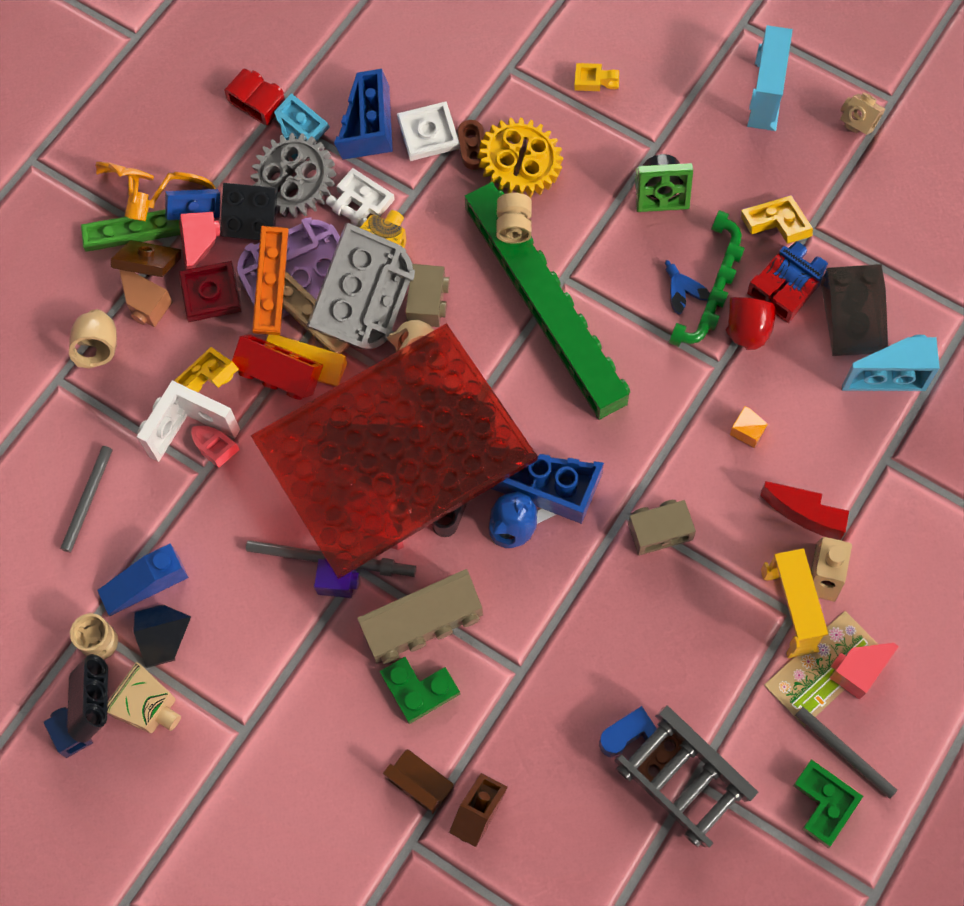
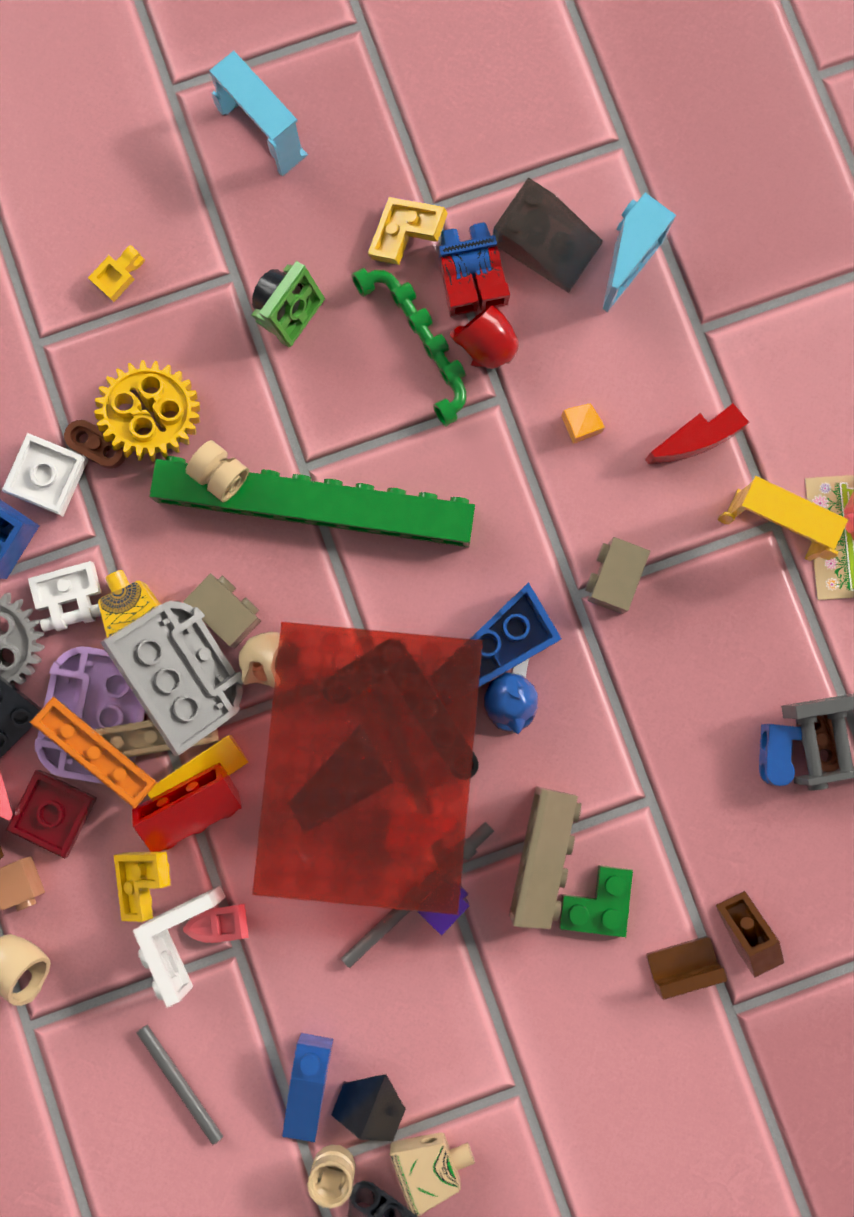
camera: 55 degrees left, 15 degrees up
(682, 284) = (396, 366): blue piece -> none
(830, 564) = (767, 457): tan torso -> none
(870, 112) = (359, 64): tan brick -> none

